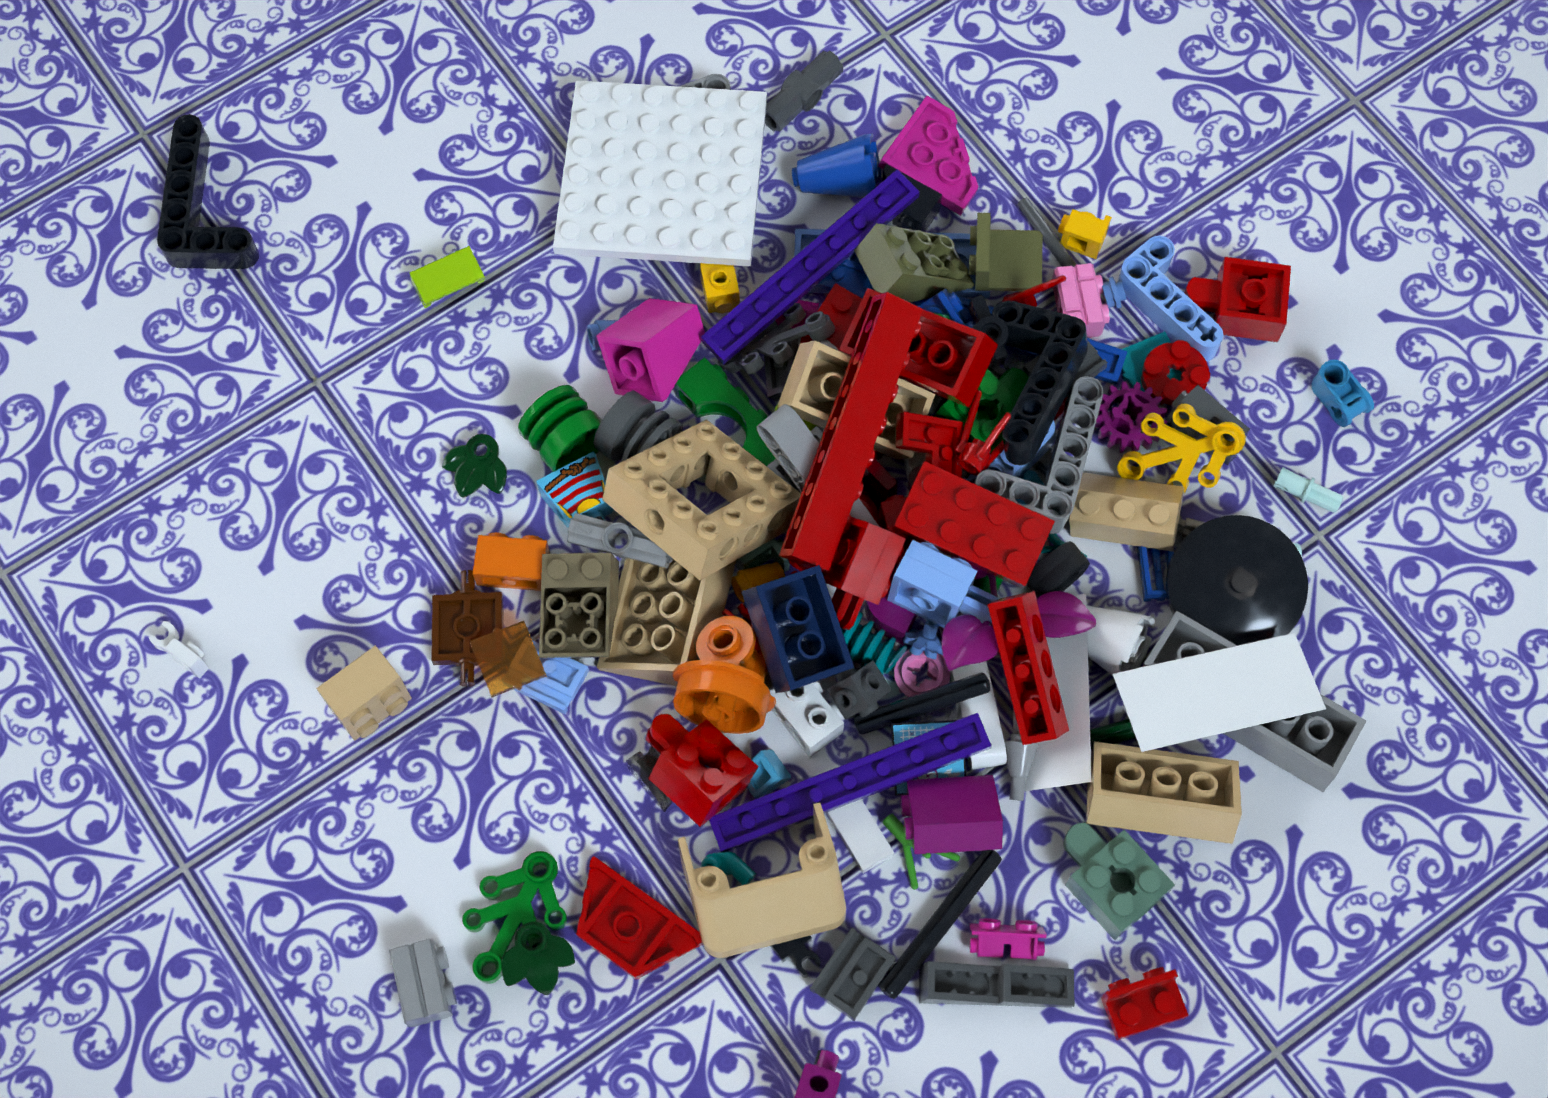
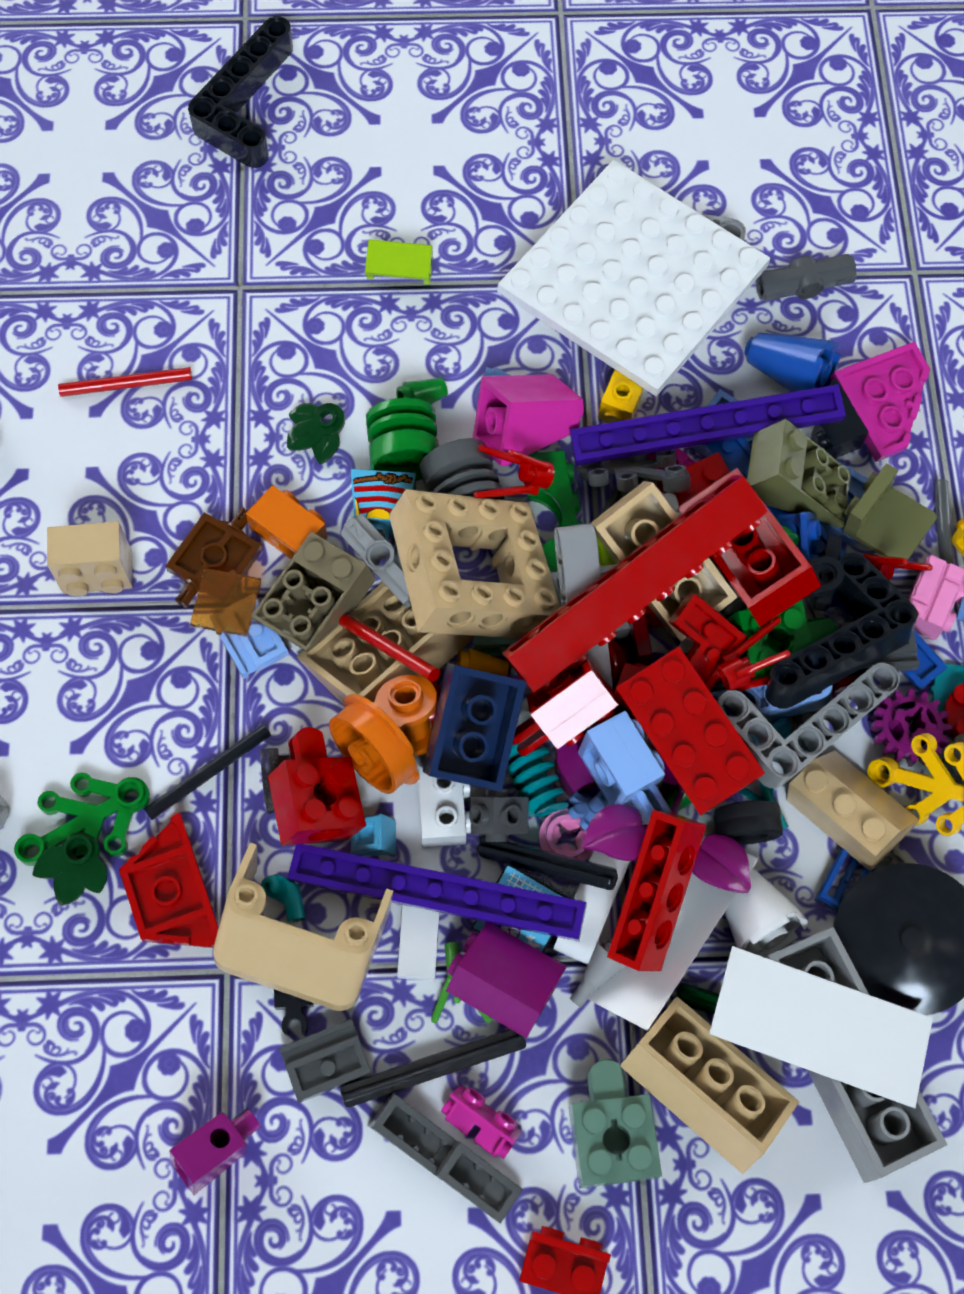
camera: 30 degrees right, 0 degrees up
(275, 525) = (125, 382): none -> red bar
(545, 379) = (426, 390): none -> green cone
(589, 810) = (207, 772): none -> black bar
(679, 609) = (389, 647): none -> red bar
(694, 391) = (532, 472): none -> red plant

